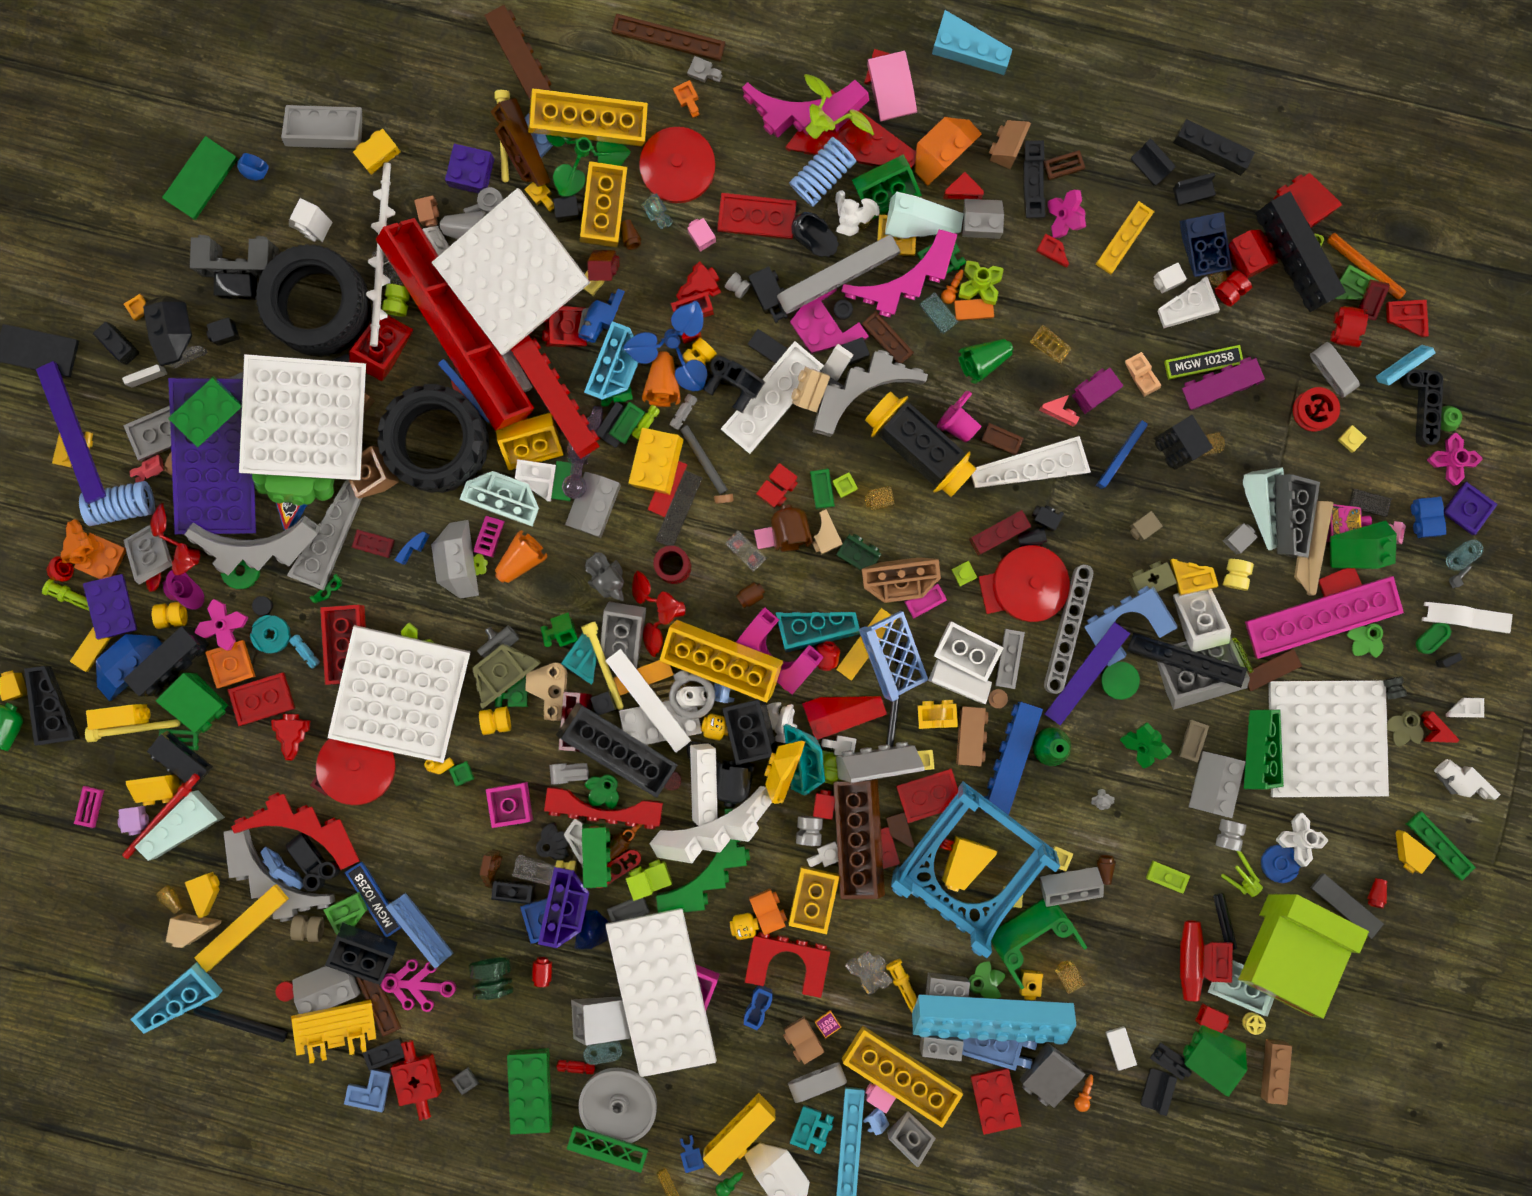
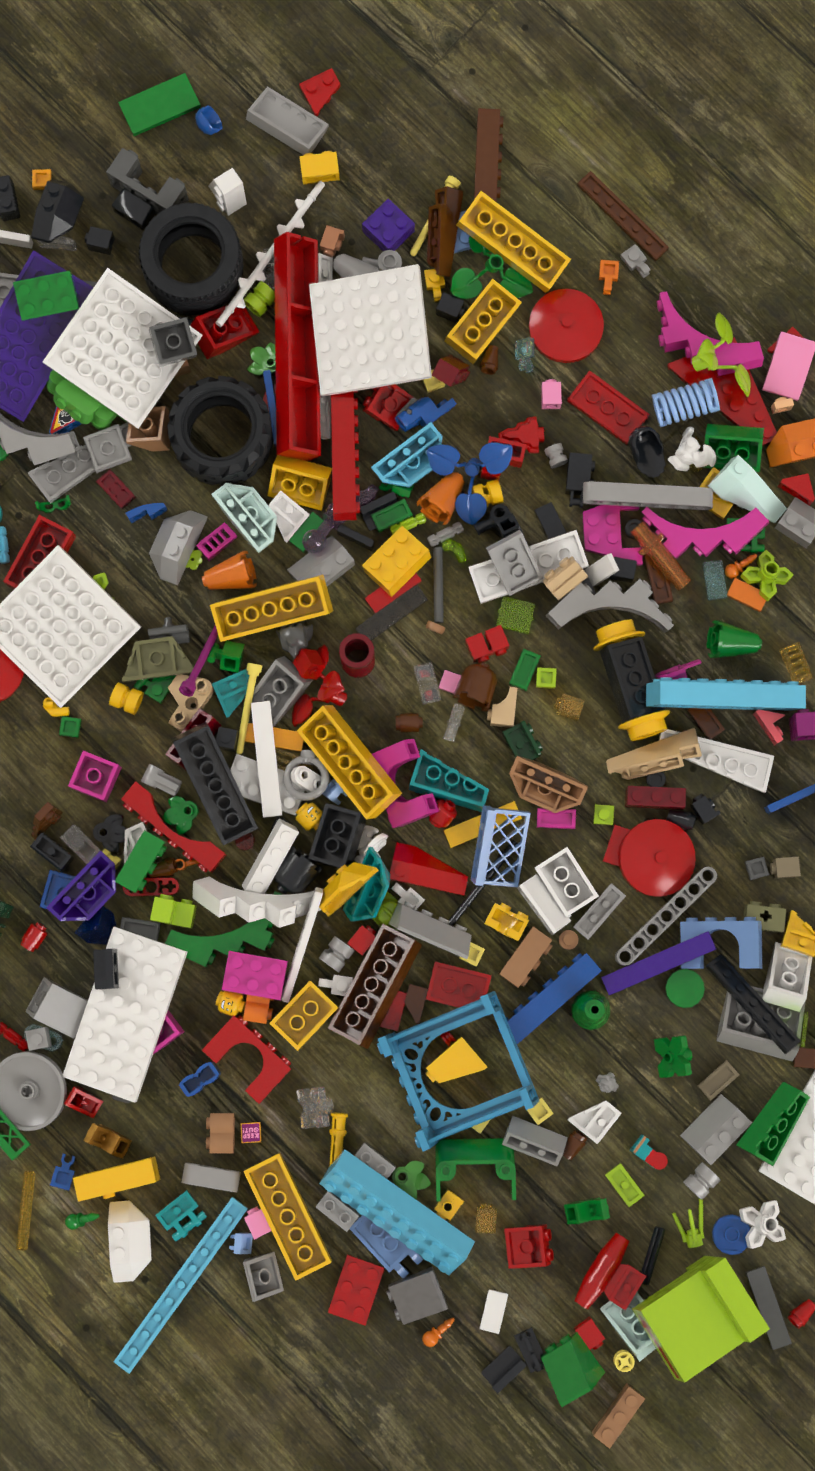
camera: 30 degrees right, 5 degrees down
(334, 80) = (320, 89): none -> red wing
(343, 386) = (173, 342): none -> dark grey brick
(343, 512) = (107, 448): none -> light grey tile
(431, 352) = (262, 358): none -> bright green plate
(543, 681) = (188, 686): none -> magenta piece
(573, 567) = (271, 608): none -> yellow brick
(600, 1058) = (38, 1038): none -> light grey brick
(607, 461) = (355, 537): none -> black tile
(622, 965) = (106, 969): none -> black panel
(635, 596) = (309, 664): none -> red brick
(670, 1085) = (83, 1101): none -> red slope
(695, 418) = (457, 548): none -> clear neon green arm
(711, 1104) = (108, 1140): none -> pearl gold brick
(752, 893) = (254, 975): none -> dark pink brick
(759, 402) = (514, 562): none -> light grey plate
(776, 841) = (302, 943): none -> white tile
(786, 446) = (515, 615): none -> clear neon green piece
(789, 571) = (454, 722): none -> clear axle
(870, 316) = (660, 555): none -> clear orange gear
(906, 124) = (782, 405): none -> light nougat plate
(980, 496) = (657, 756): none -> tan wedge
(990, 516) = (656, 779): none -> black tile
(1009, 409) = (725, 694): none -> medium azure brick
(1112, 837) = (596, 1120): none -> white wing
(1119, 977) = (528, 1246): none -> red plate
(1120, 541) = (756, 868): none -> dark grey tile
(1149, 917) = (586, 1210): none -> green brick
(1175, 840) = (655, 1159): none -> leg

